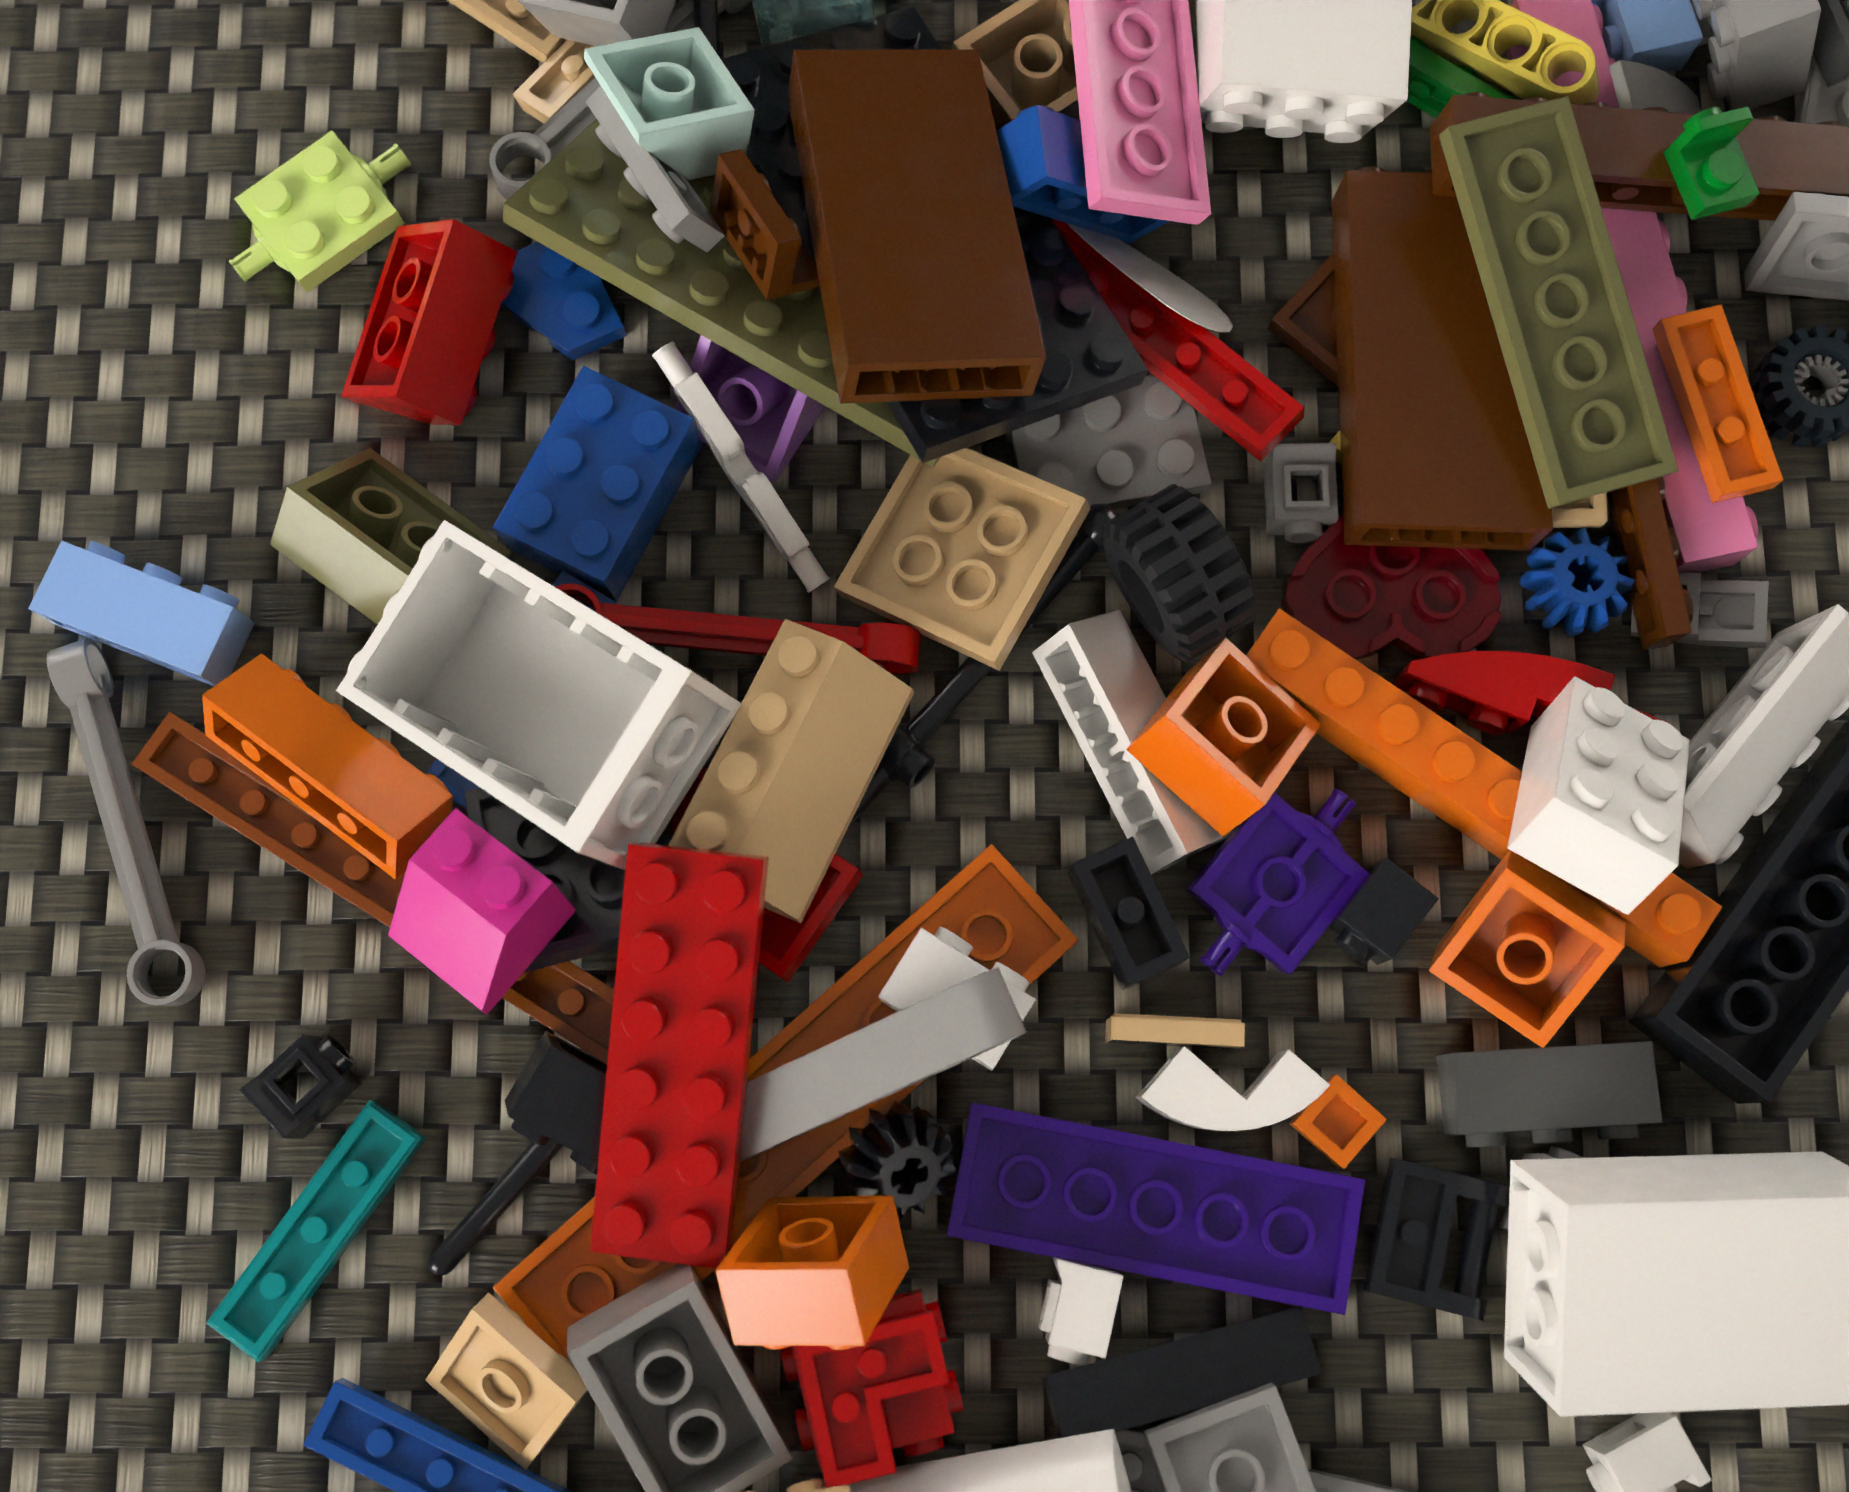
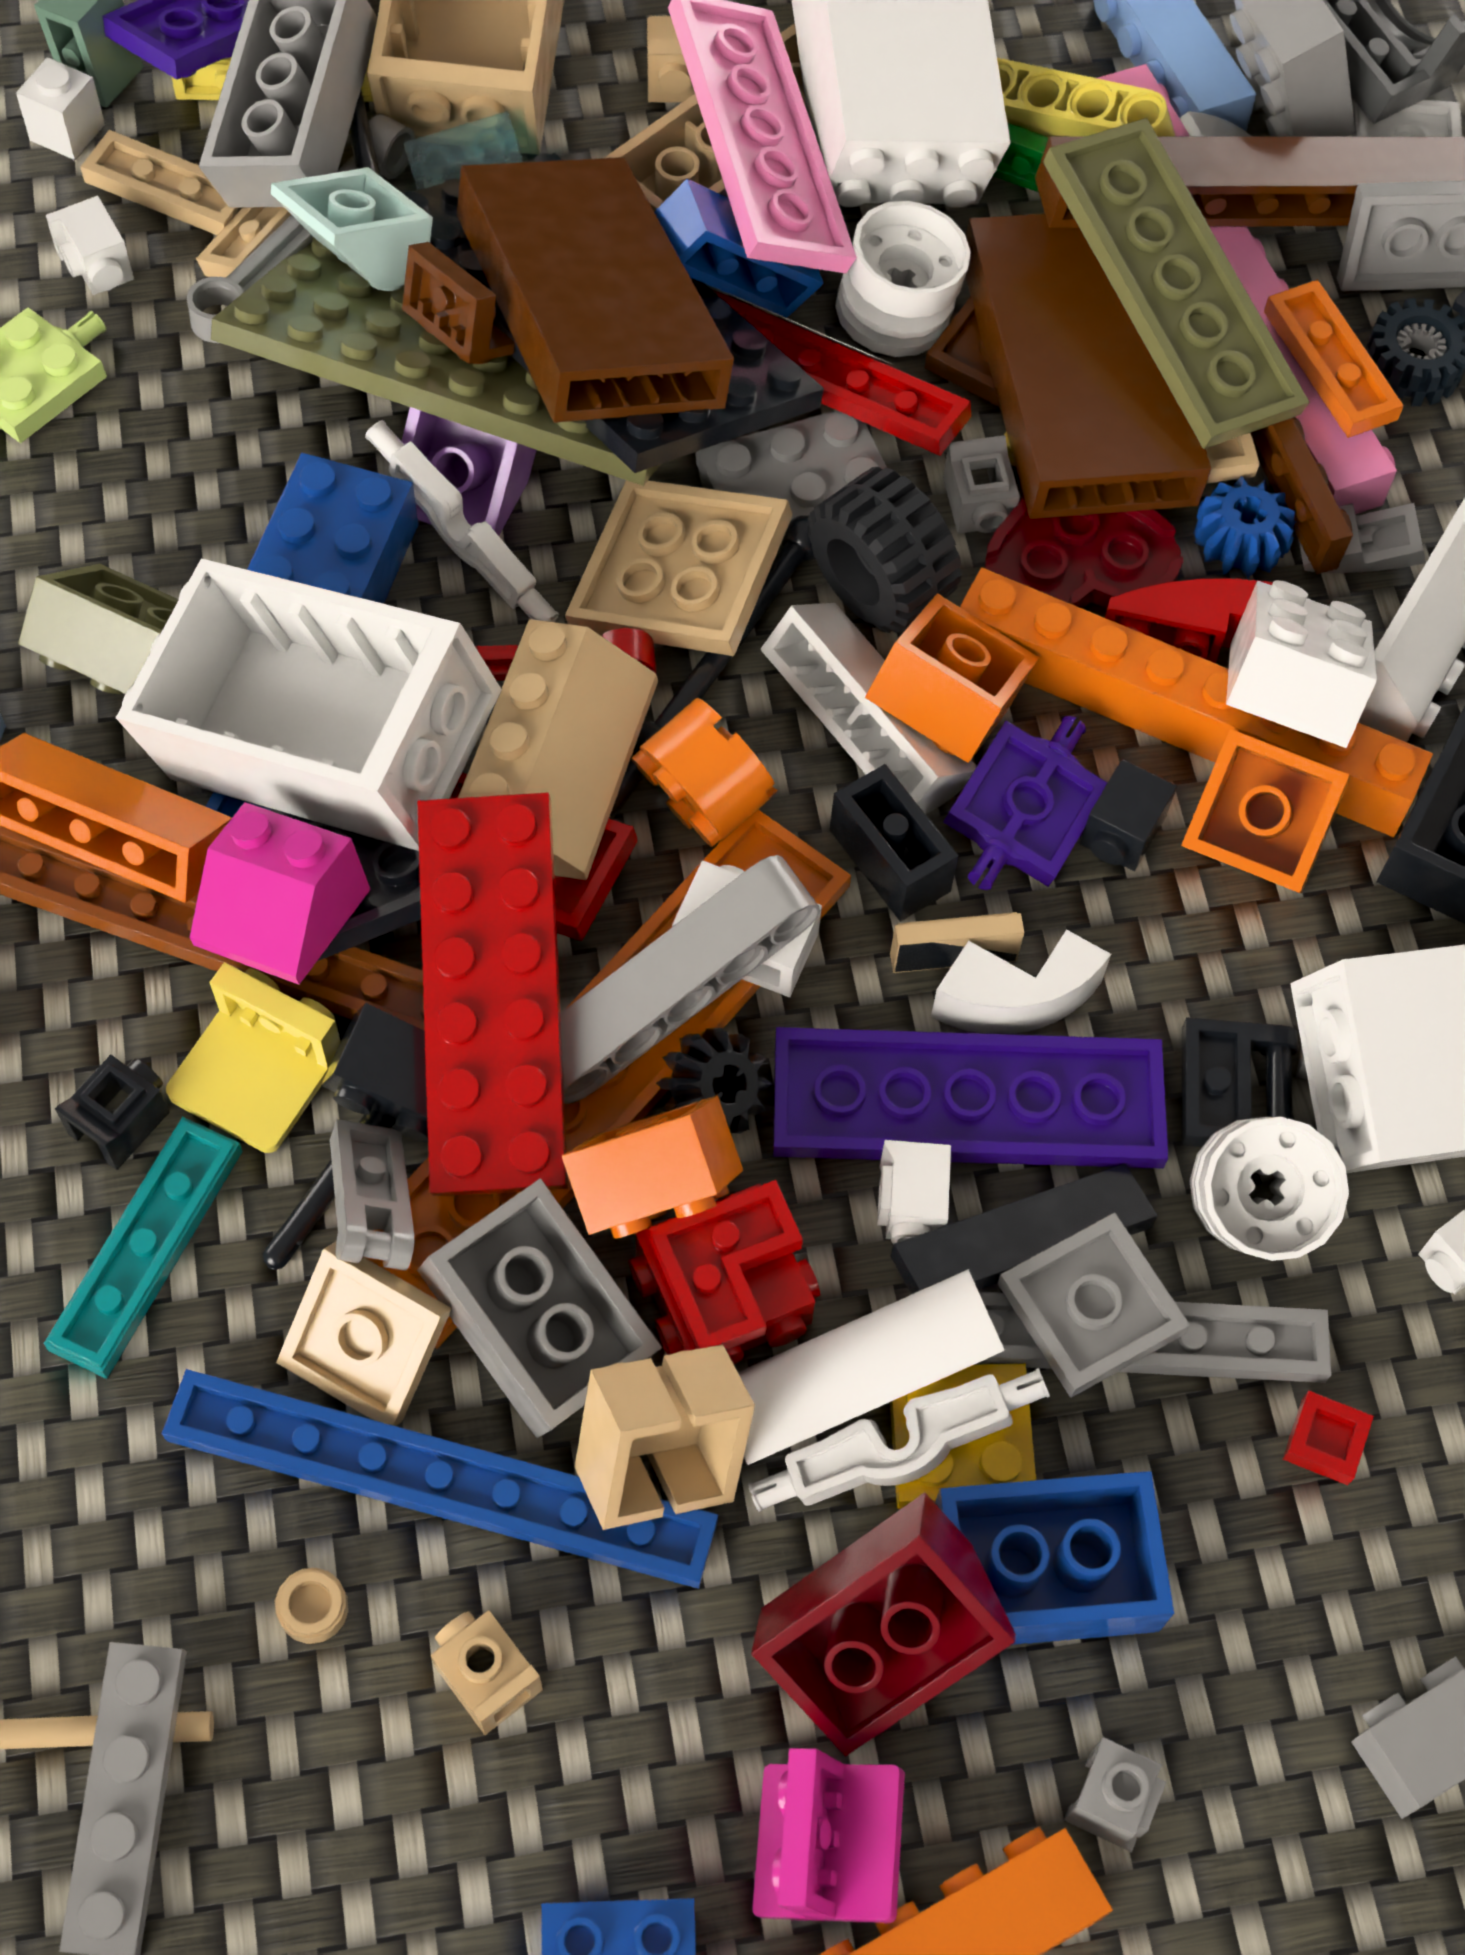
camera: 15 degrees left, 15 degrees down
(405, 63) = (90, 245): none -> white brick
(431, 322) = (147, 445): red slope -> none
(445, 1059) = (256, 1059): none -> light yellow bracket
(532, 1242) = (371, 1195): none -> light grey plate
(562, 302) = (258, 415): blue wing -> none
(678, 206) = (345, 279): light grey plate -> none
(943, 812) = (706, 772): none -> orange brick
(1280, 205) = (903, 278): none -> white wheel
(1338, 1122) = (1125, 998): orange plate -> none
(1445, 1417) = (1307, 1188): none -> white wheel
(1549, 1092) = (1282, 940): dark grey brick -> none
(1711, 164) = (1280, 165): green bracket -> none

